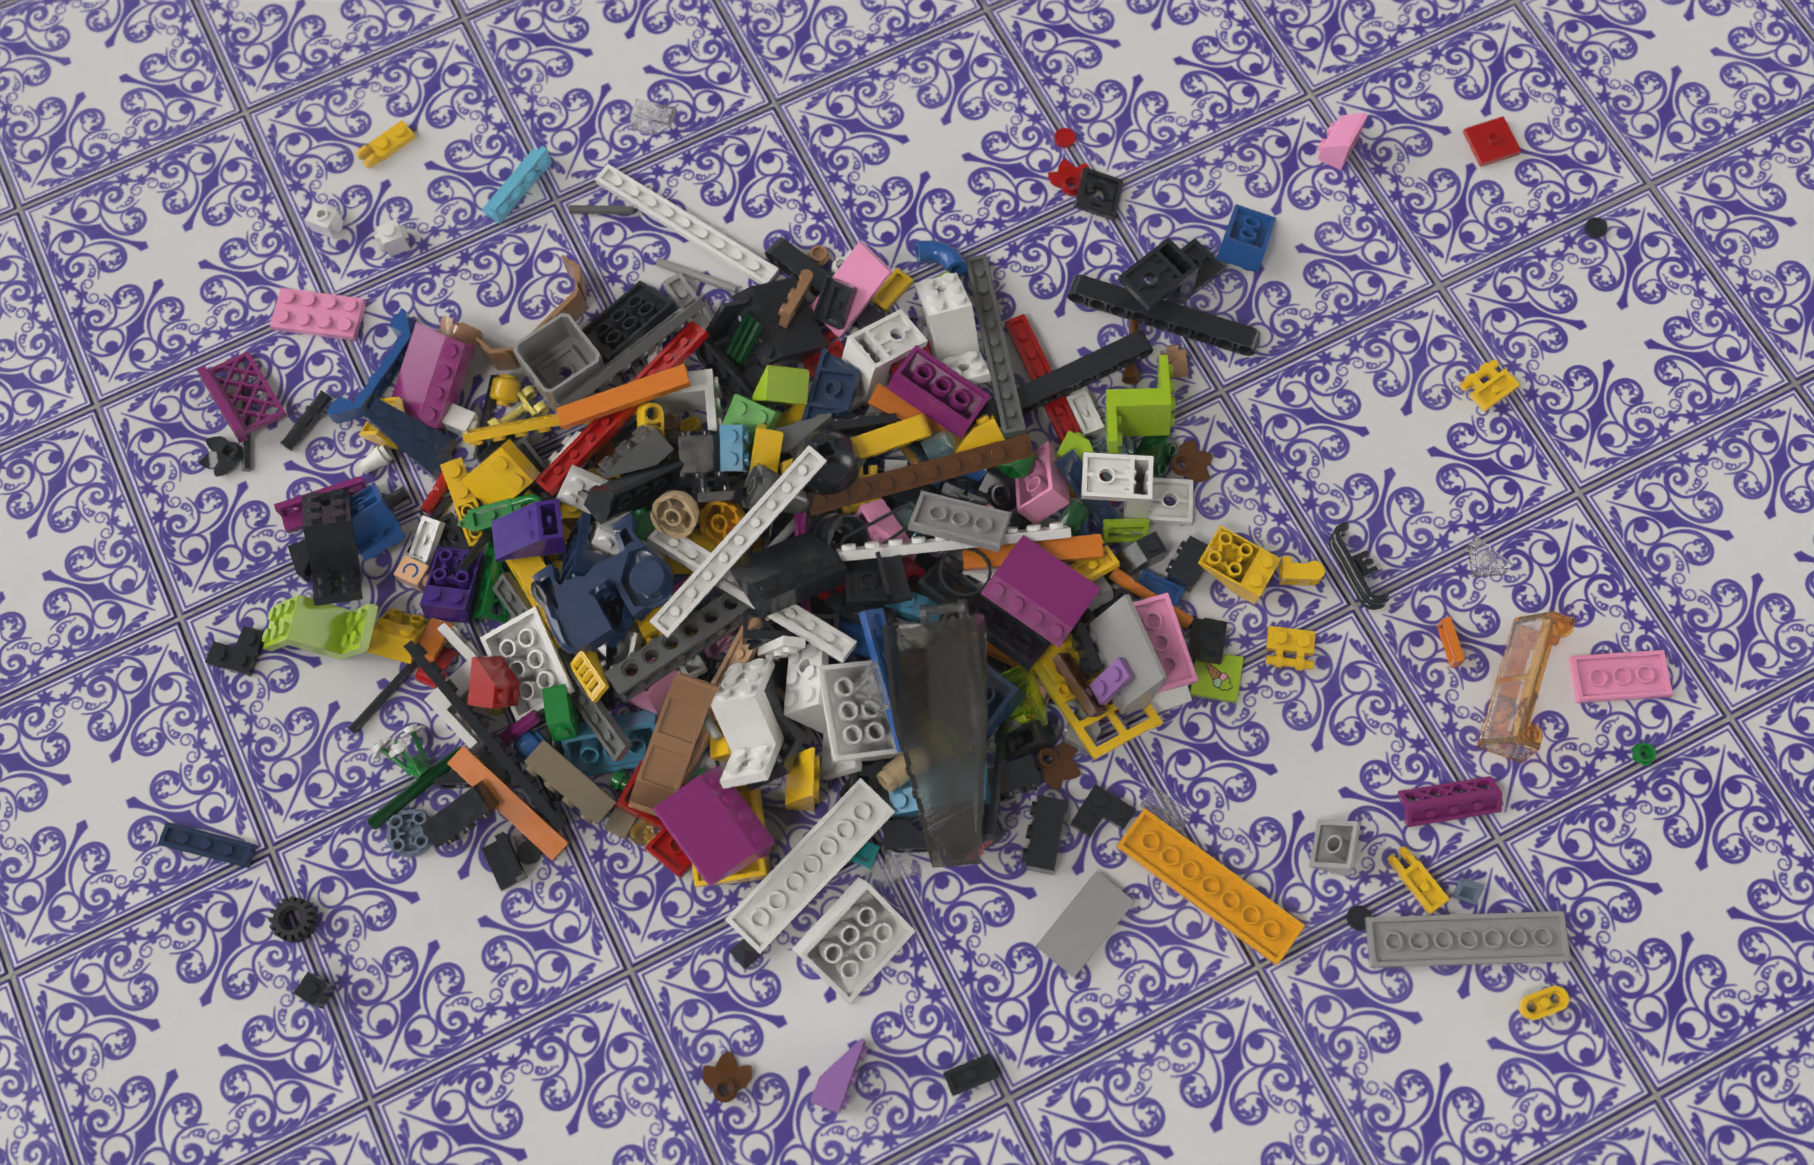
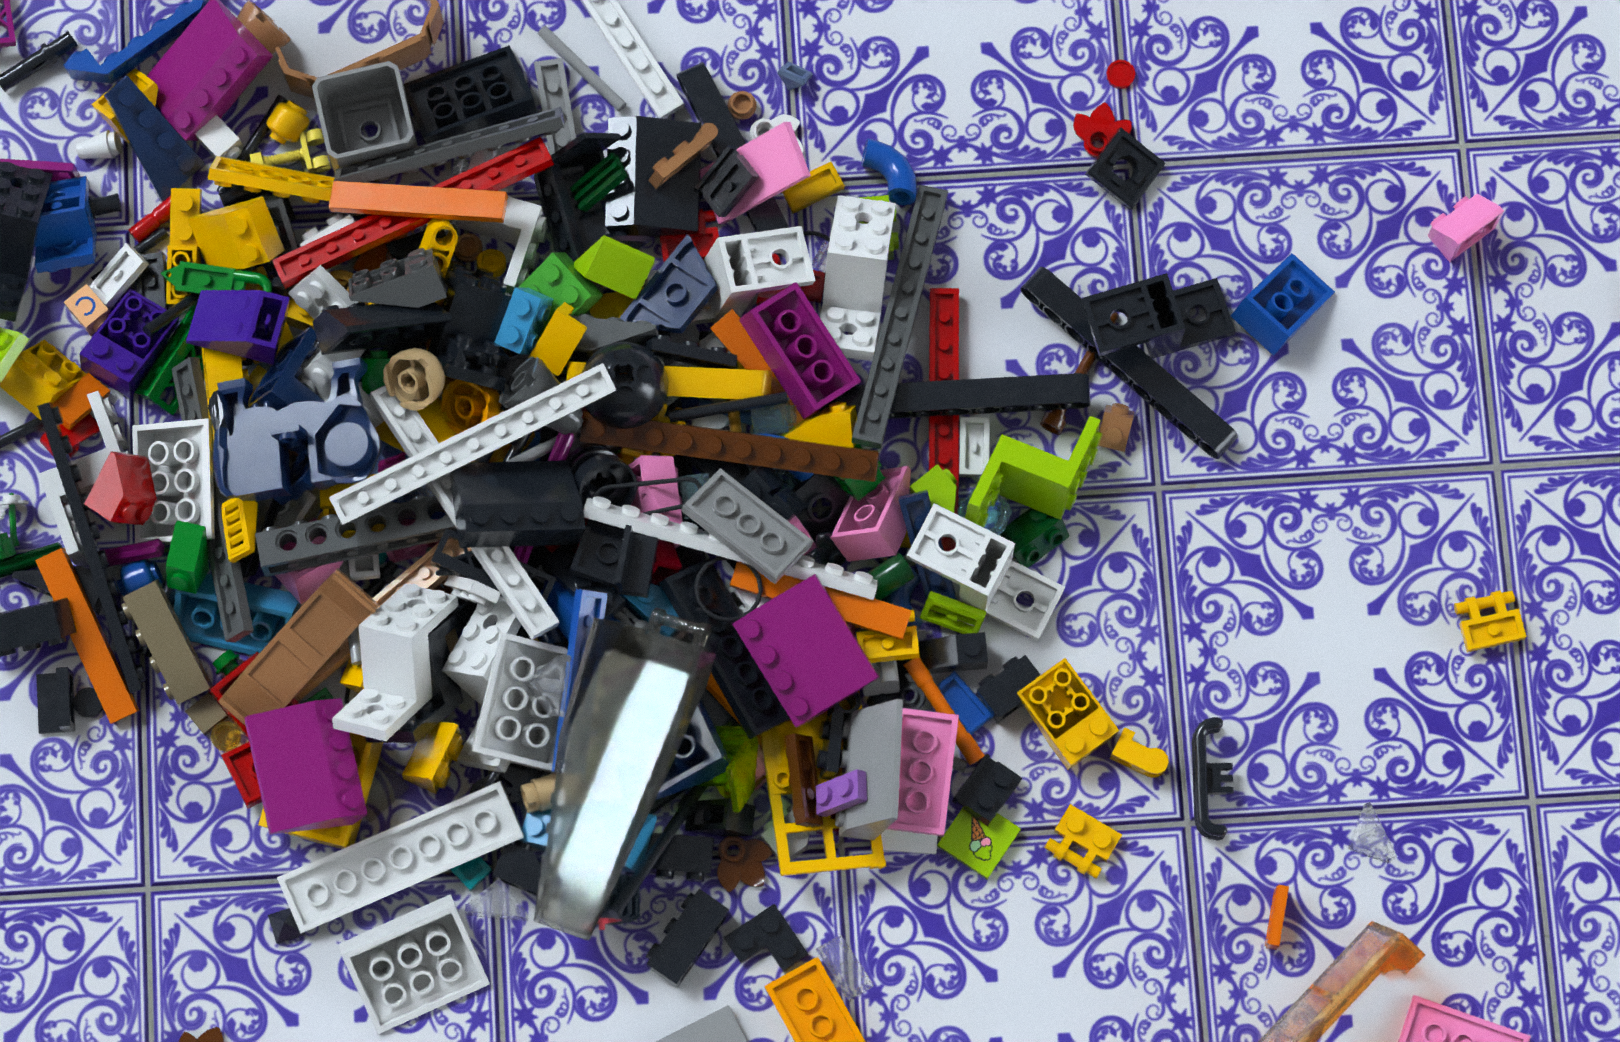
camera: 20 degrees right, 5 degrees up
(845, 224) = (794, 76): none -> sand blue slope
(907, 448) = (728, 407): none -> black bar
(1194, 462) = (1080, 563): reddish brown plate -> none

